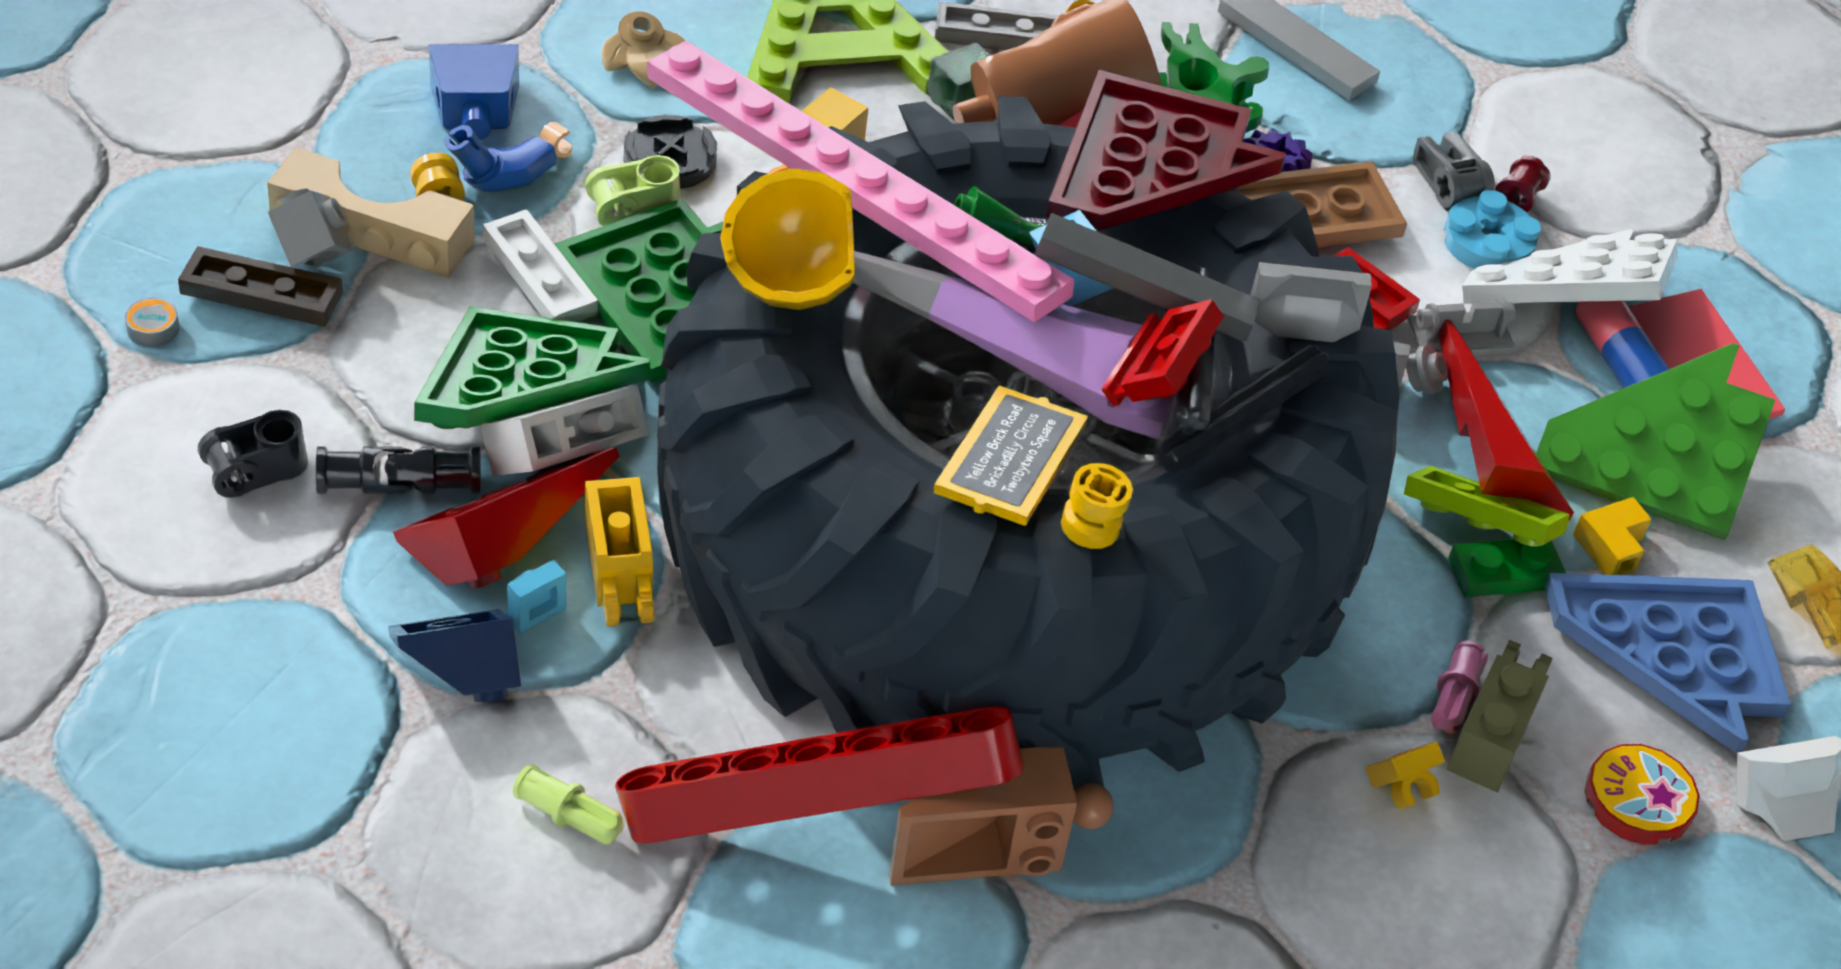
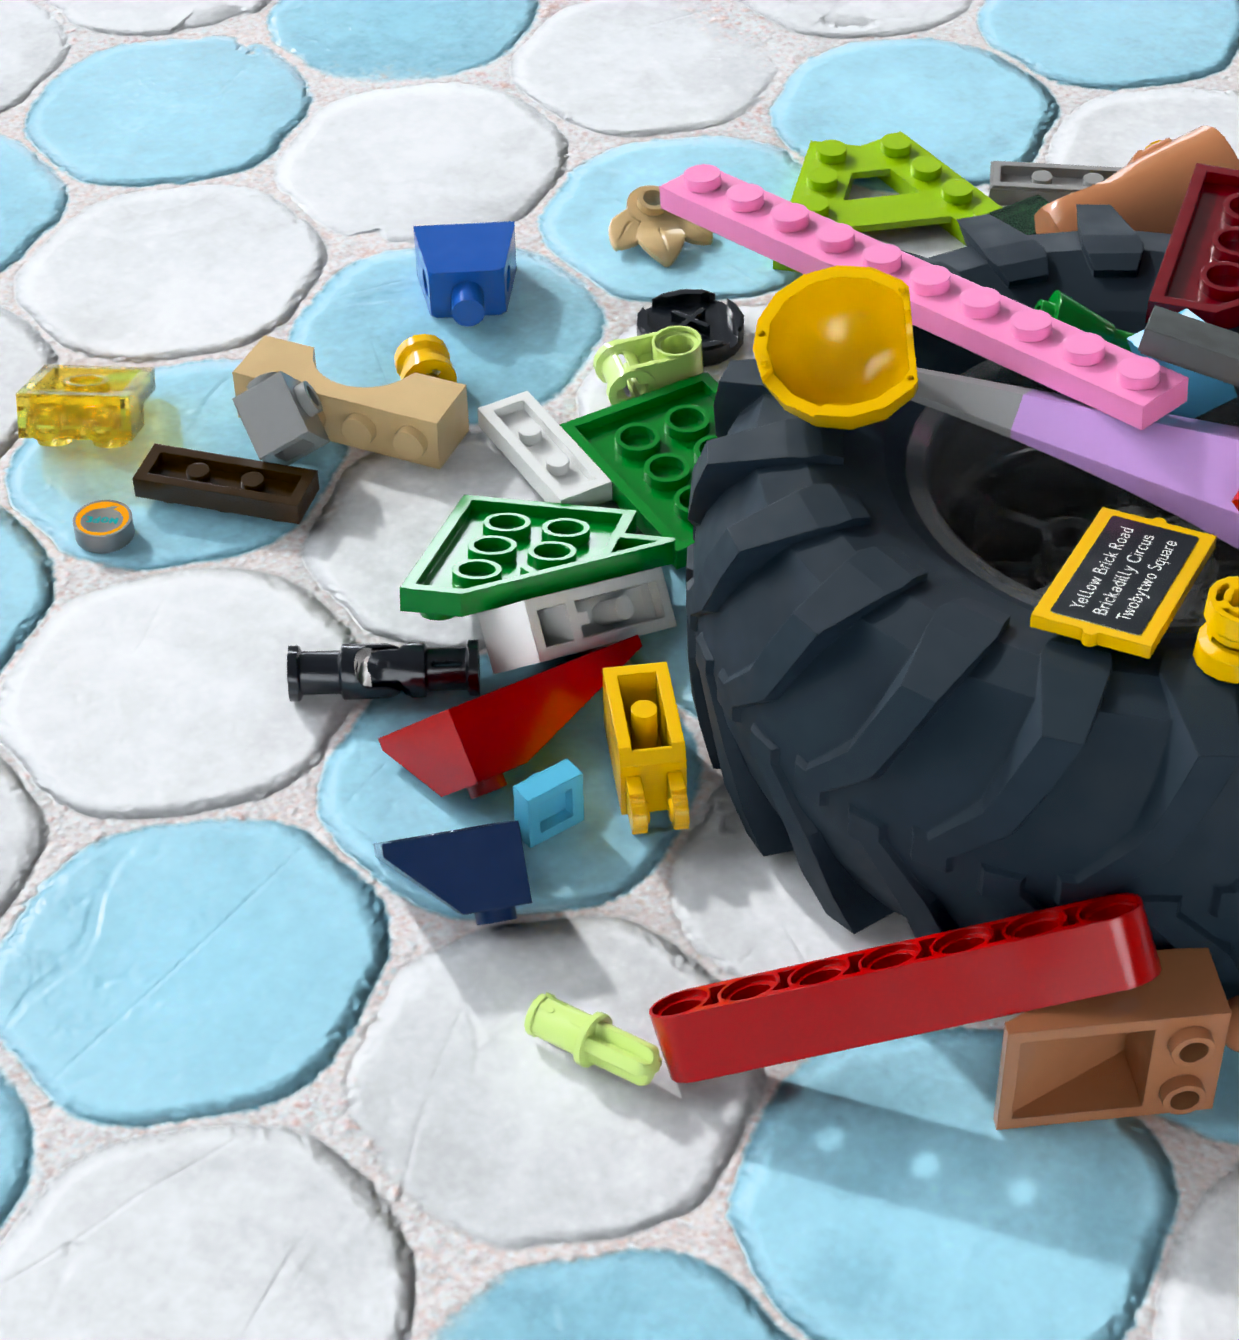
camera: 10 degrees right, 5 degrees down
(133, 203) = (84, 404): none -> clear yellow plate
(258, 452) = (223, 657): black piece -> none
(507, 168) = (502, 352): blue arm -> none

